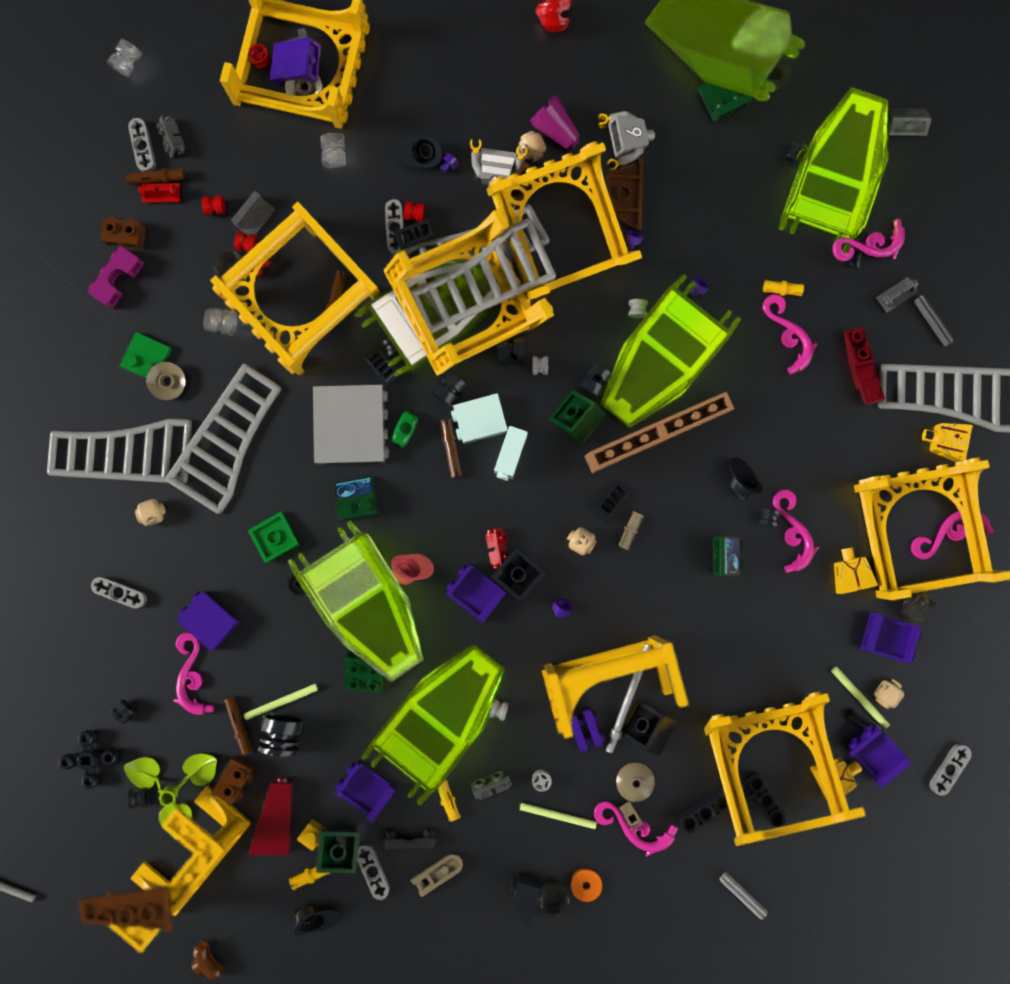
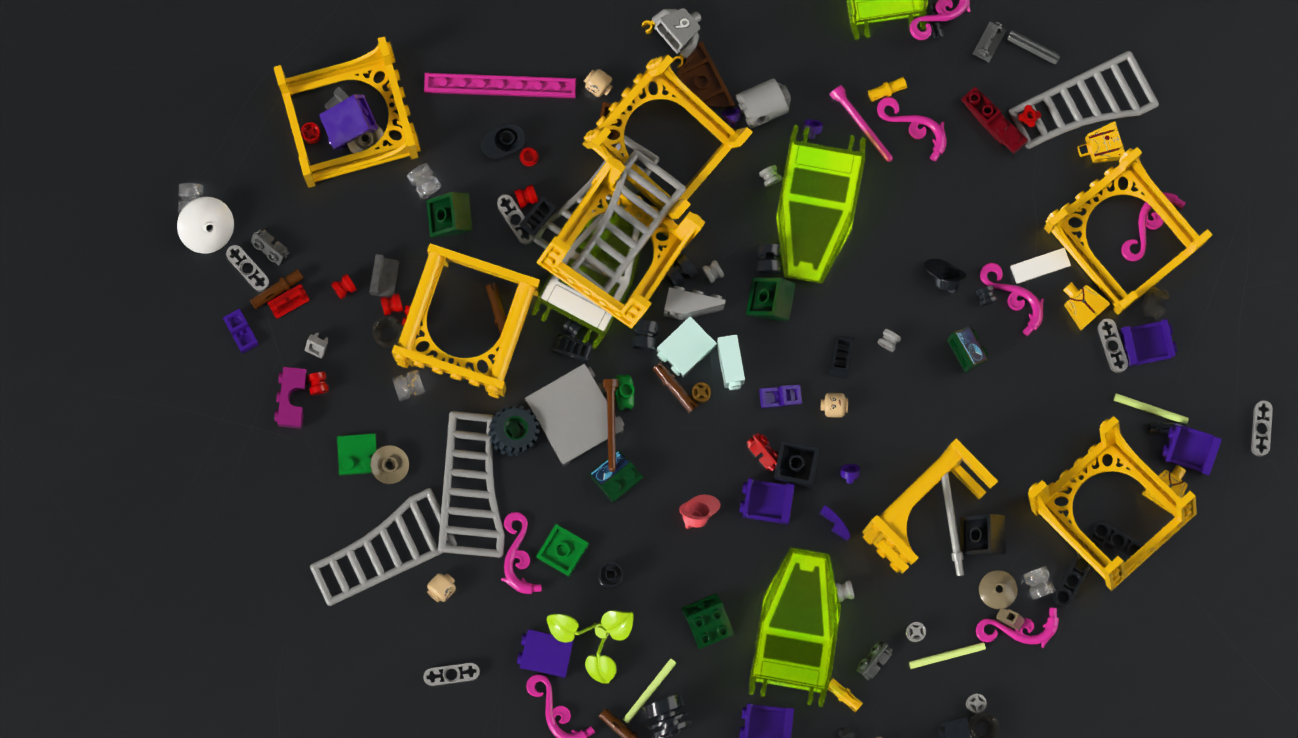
camera: 35 degrees left, 5 degrees down
(106, 194) = (240, 331): none -> dark purple slope
(122, 233) = (276, 355): reddish brown brick -> none
(133, 77) = (197, 216): none -> white dish
(144, 276) = (317, 383): none -> red wheel
(161, 243) = (316, 345): none -> light grey tile
(216, 538) = (512, 554): none -> dark pink plant
(271, 628) = (613, 622): none -> lime plant
(288, 409) = (513, 430): none -> black wheel
(339, 191) = (449, 214): none -> dark green slope
(363, 604) = (675, 560): clear neon green windscreen -> none
(392, 418) = (610, 387): none -> reddish brown piece
(437, 179) = (529, 156): none -> red plate
(446, 104) = (500, 85): none -> dark pink tile
(448, 162) = (532, 136): dark purple tile -> none
(471, 462) = (703, 391): none -> pearl gold wheel
(495, 163) = (576, 118): light grey torso -> none
(498, 380) = (686, 304): none -> light grey slope
(525, 650) = (839, 527): none -> dark purple slope
(538, 507) = (780, 396): none -> dark purple slope
(556, 123) = (608, 52): magenta cone -> none
(560, 877) = (978, 701): none -> light grey wheel
(586, 875) = (1009, 693): orange piece -> none
(596, 736) = (928, 556): dark purple brick -> none
(630, 530) = (872, 372): dark tan axle -> none
(658, 432) = (849, 273): medium nougat hinge -> none
(661, 510) = (889, 340): none -> light grey wheel
(667, 240) = (764, 102): none -> light grey cylinder
(674, 801) = (1039, 583): none -> clear wheel
(738, 271) = (840, 95): none -> dark pink piece
(744, 896) = (1145, 635): light grey axle -> none
(832, 517) = (1040, 266): none -> white tile
(866, 610) = (1103, 333): none -> light grey beam
(889, 694) = (1173, 392): tan head -> none
(903, 381) = (1024, 116): none -> red plate

